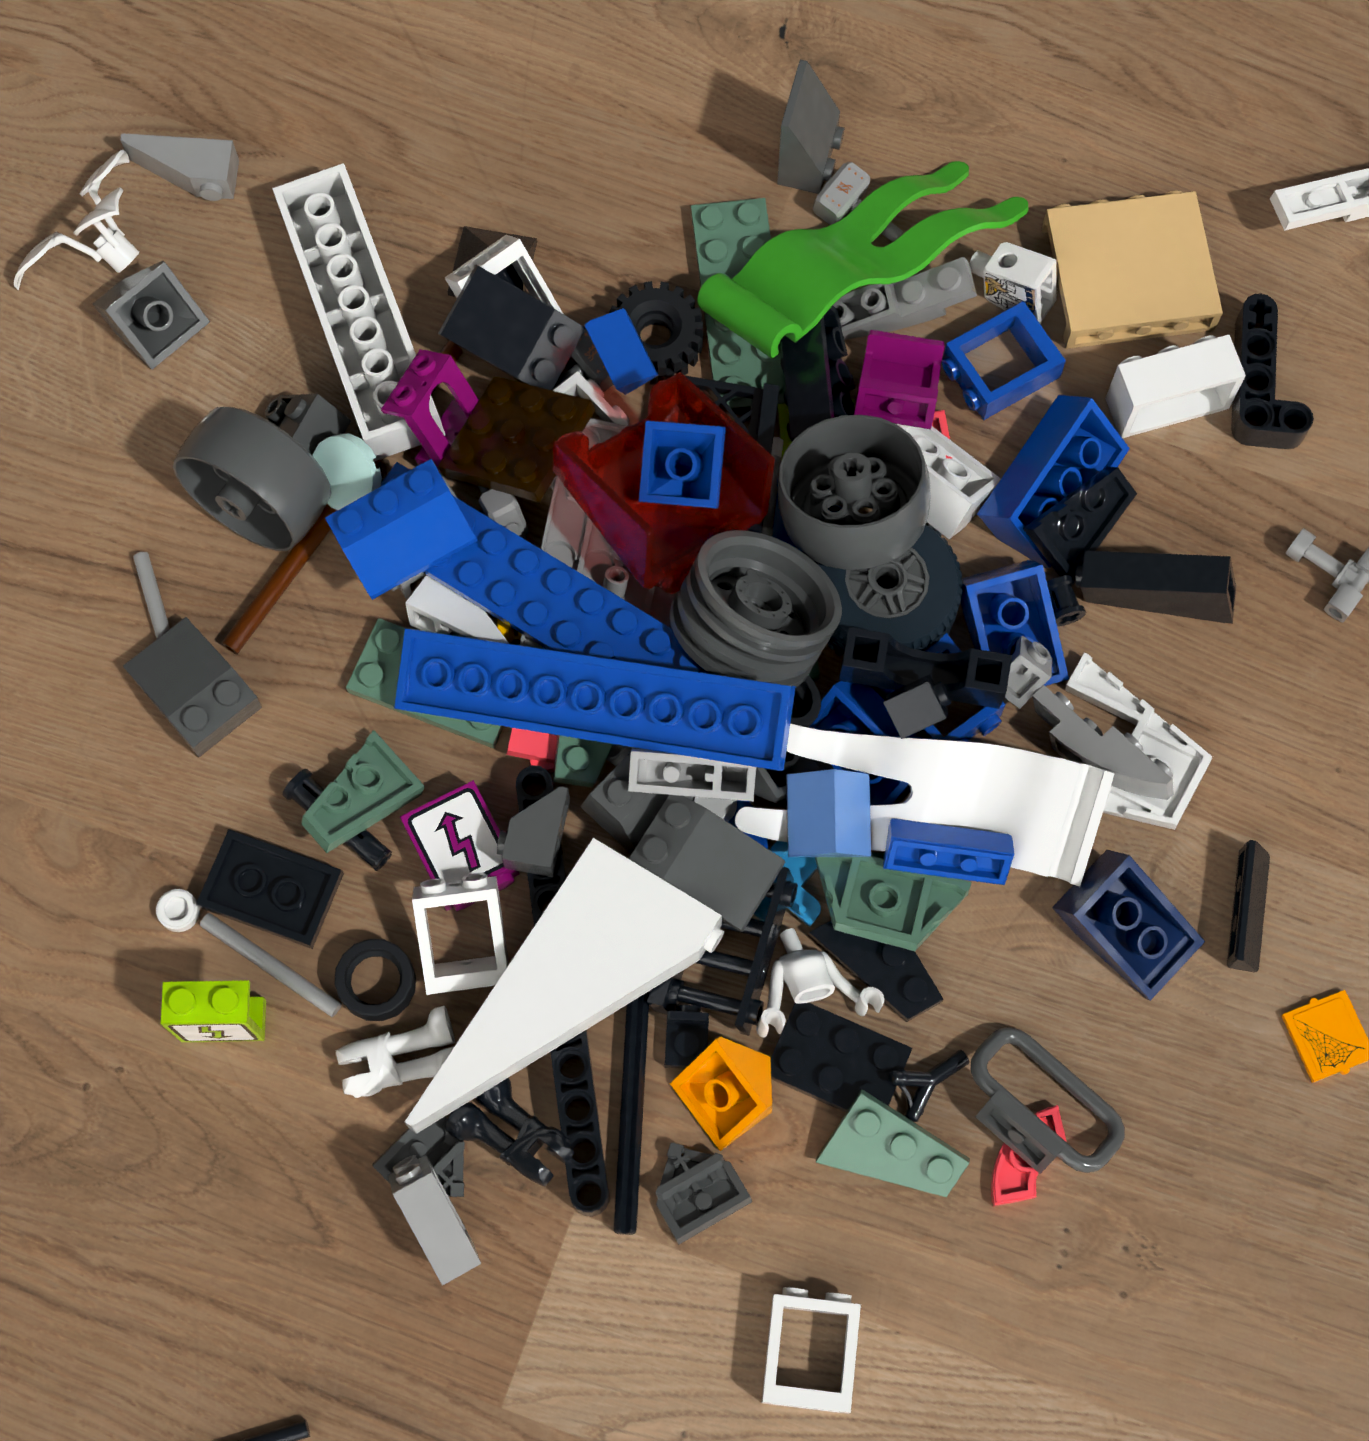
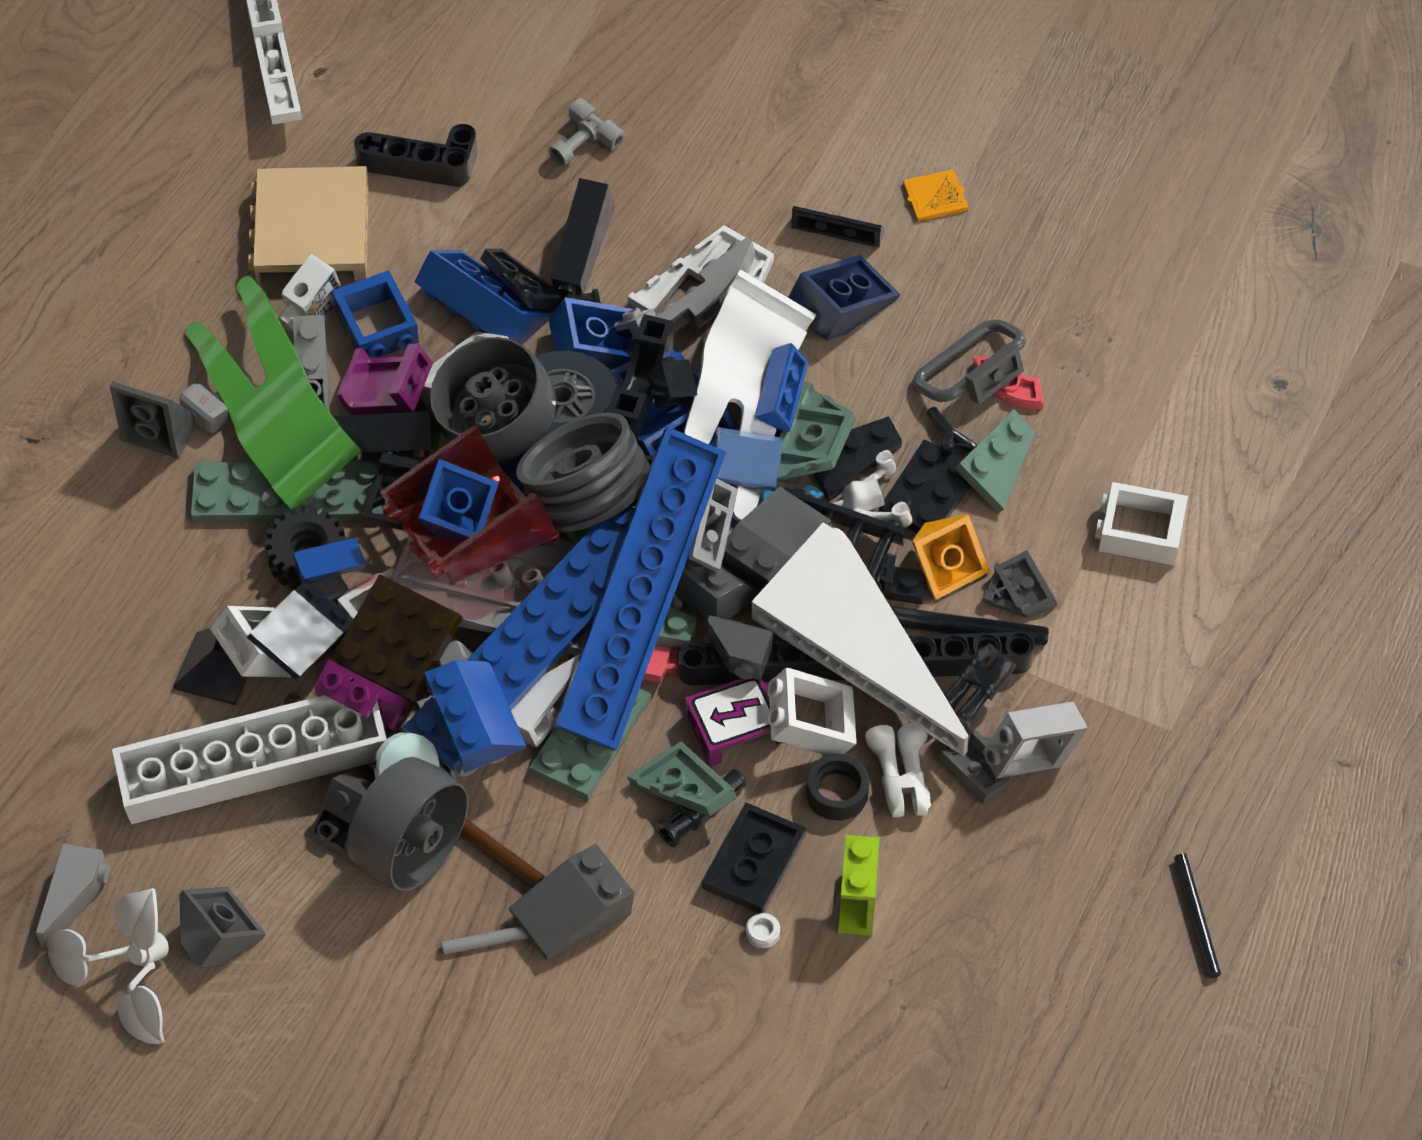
camera: 85 degrees left, 15 degrees down
(270, 964) = (814, 866): light grey bar -> none
(1174, 385) = (421, 203): white piece -> none

